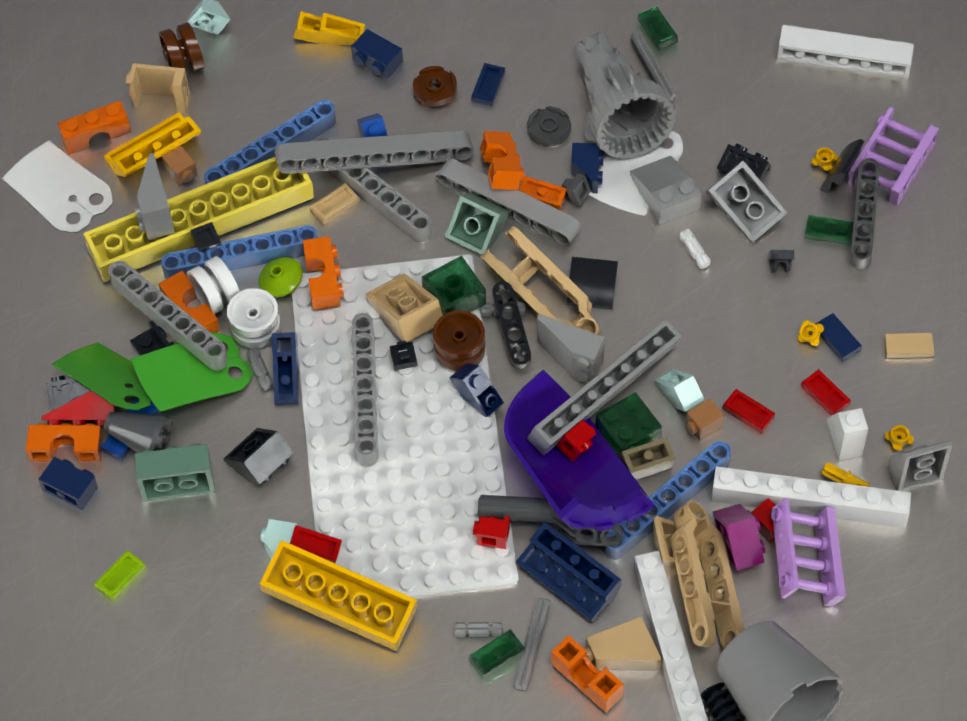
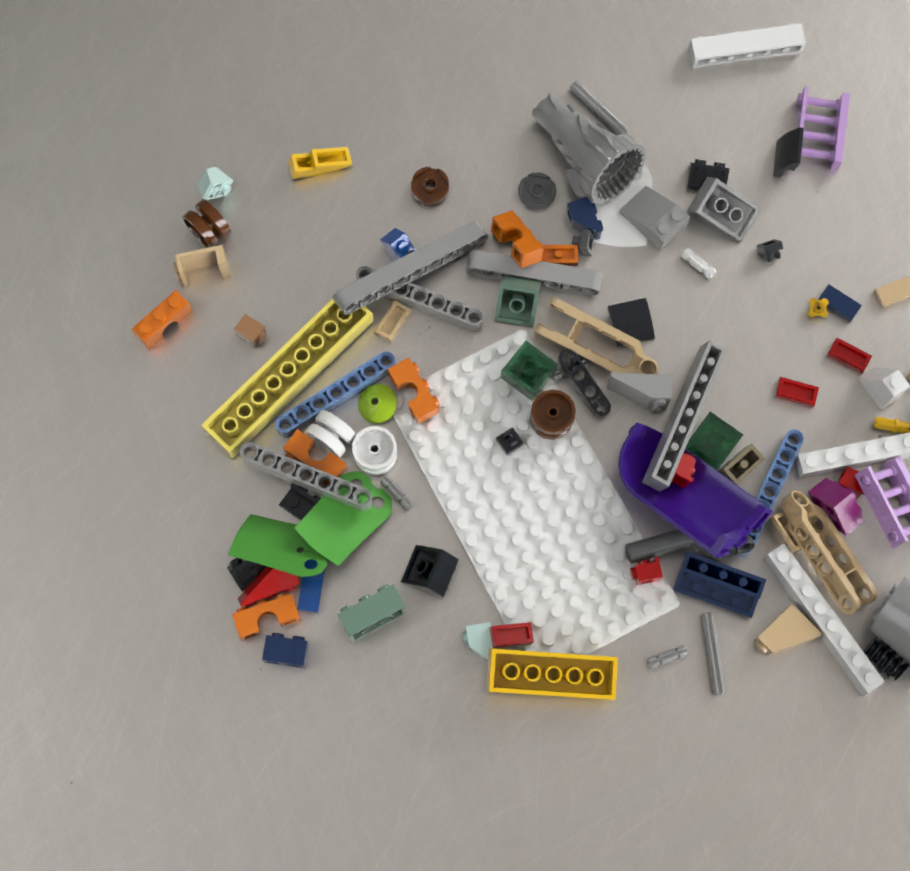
camera: 25 degrees left, 15 degrees up
(48, 180) = (143, 382): white piece -> none
(120, 575) = (362, 715): lime tile -> none
(139, 430) = (328, 588): dark grey cone -> none
(153, 208) = (257, 388): light grey slope -> none
(156, 140) = (218, 320): yellow slope -> none
(205, 237) = (305, 393): black tile -> none
(285, 367) = (418, 484): dark blue slope -> none
(300, 128) = (322, 280): medium blue beam -> none
(365, 398) = (493, 473): light grey beam -> none
(377, 54) = (370, 172): dark blue brick -> none
(405, 307) = (494, 397): tan slope -> none
(476, 388) = (582, 451): dark blue slope -> none
(488, 84) = (471, 169): dark blue tile -> none
(496, 652) = (691, 673): clear green slope -> none
(598, 685) = (778, 671): orange arch -> none
(657, 28) = (588, 72): clear green plate -> none
(679, 389) = (738, 393): light aqua slope -> none
(704, 419) = (768, 413): medium nougat brick -> none
(824, 153) = (771, 144): yellow plate -> none
(829, 230) = (795, 211): clear green plate -> none
(865, 223) = (825, 180): dark grey beam -> none

